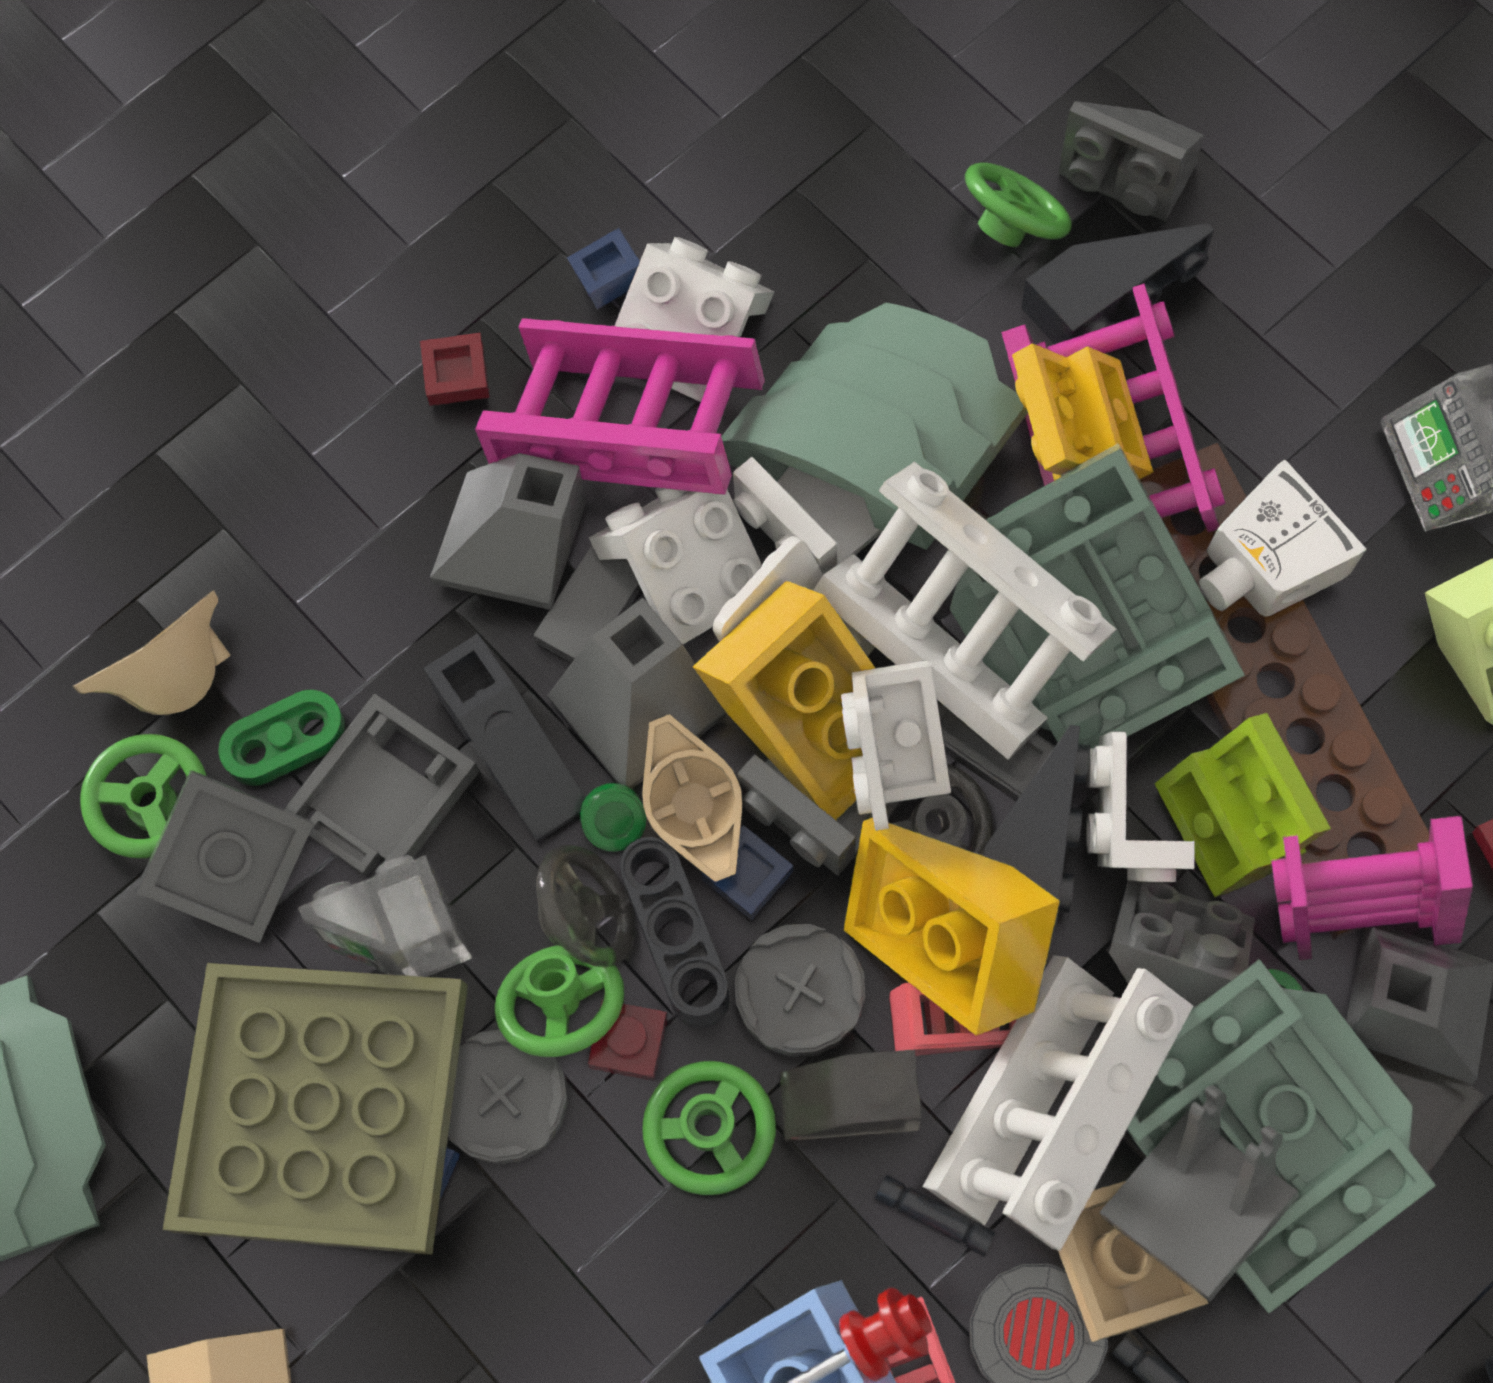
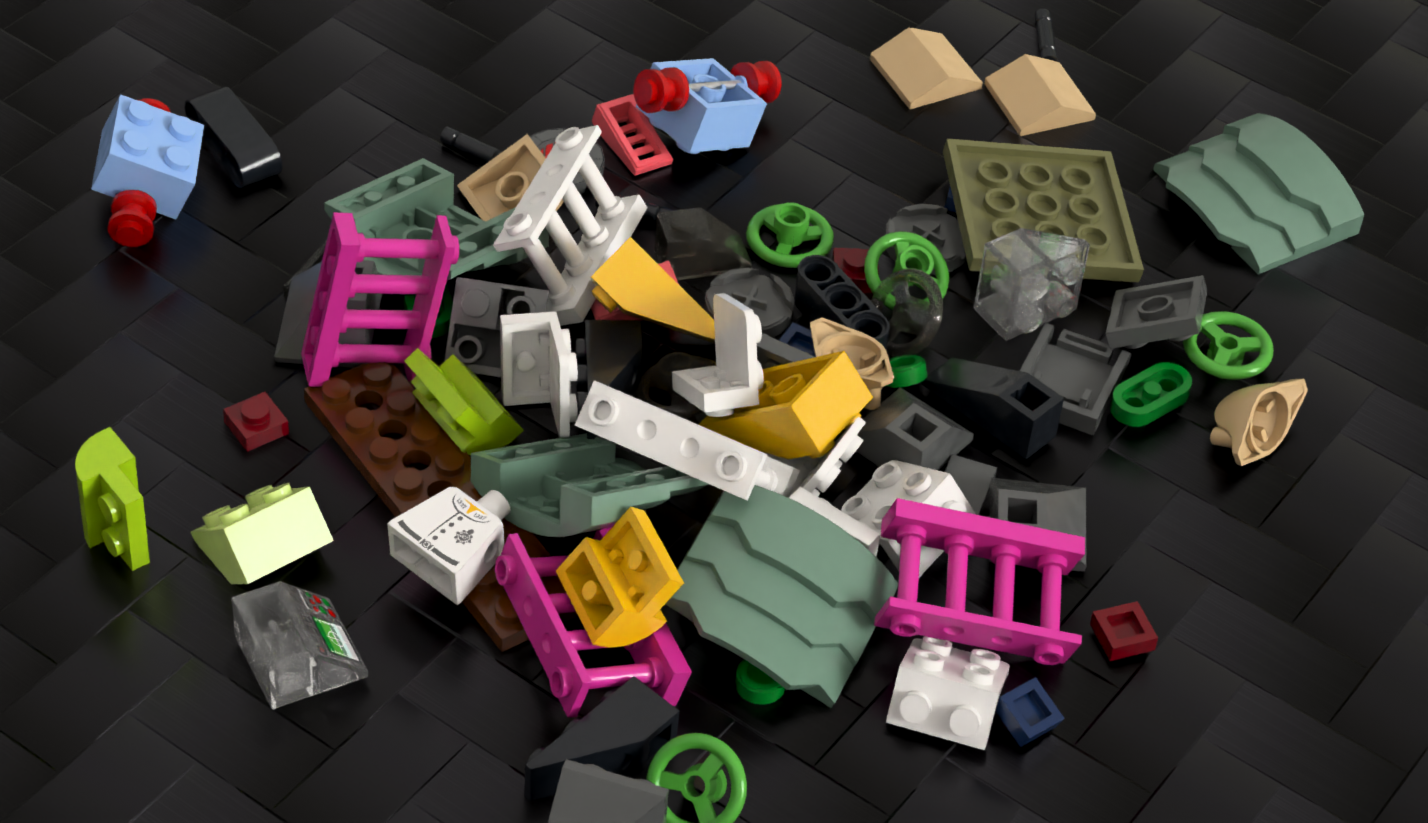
camera: 160 degrees right, 25 degrees down
(1201, 1199) = (470, 186): dark grey plate -> none

